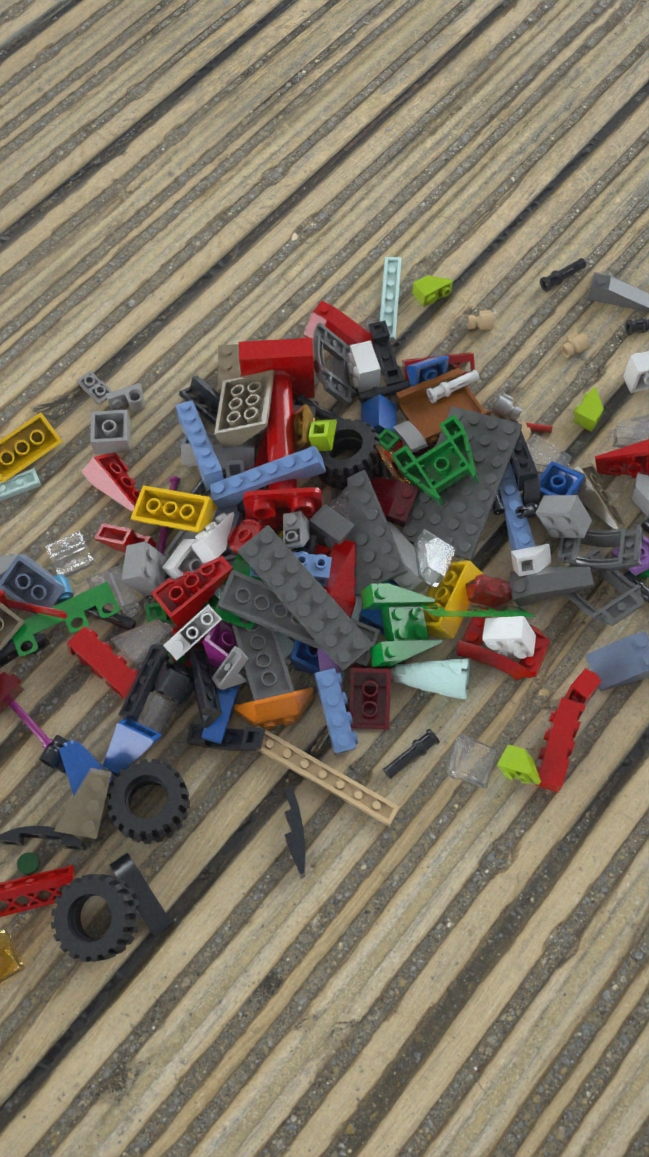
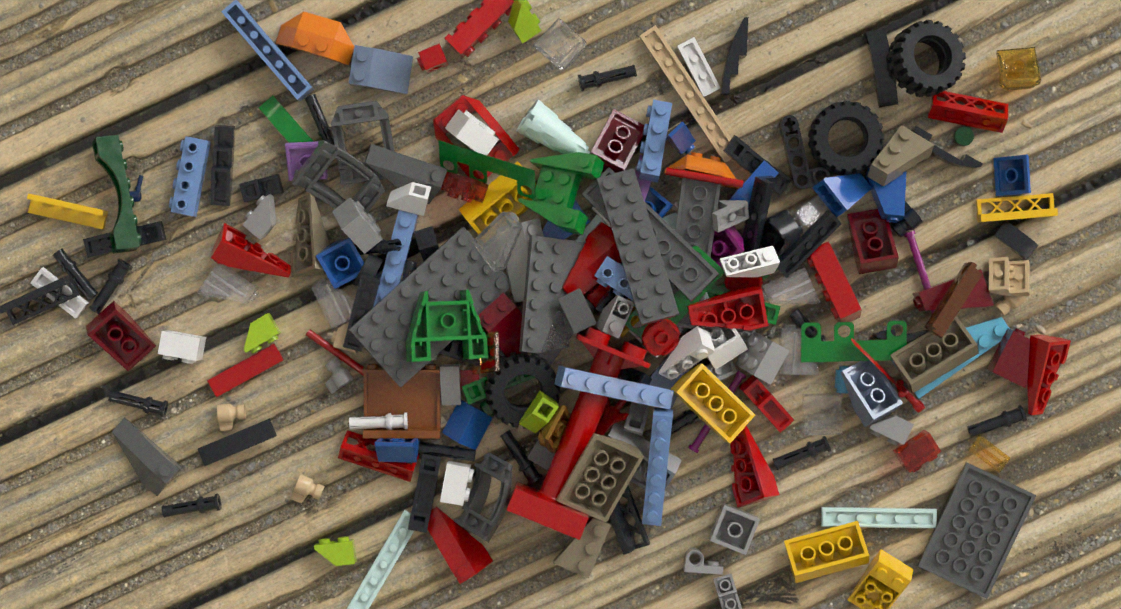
camera: 155 degrees left, 25 degrees up
(67, 521) = (811, 449): none -> black pin
(83, 719) = (872, 242): none -> dark red slope
(191, 768) = (799, 152): none -> black beam
(271, 691) = (704, 177): none -> red bar
(312, 724) = (681, 139): none -> blue slope
(326, 805) = (698, 67): none -> white plate
(495, 538) = (426, 241): none -> black slope
(557, 327) = (237, 442): none -> black slope
(583, 381) = (245, 370): none -> red tile

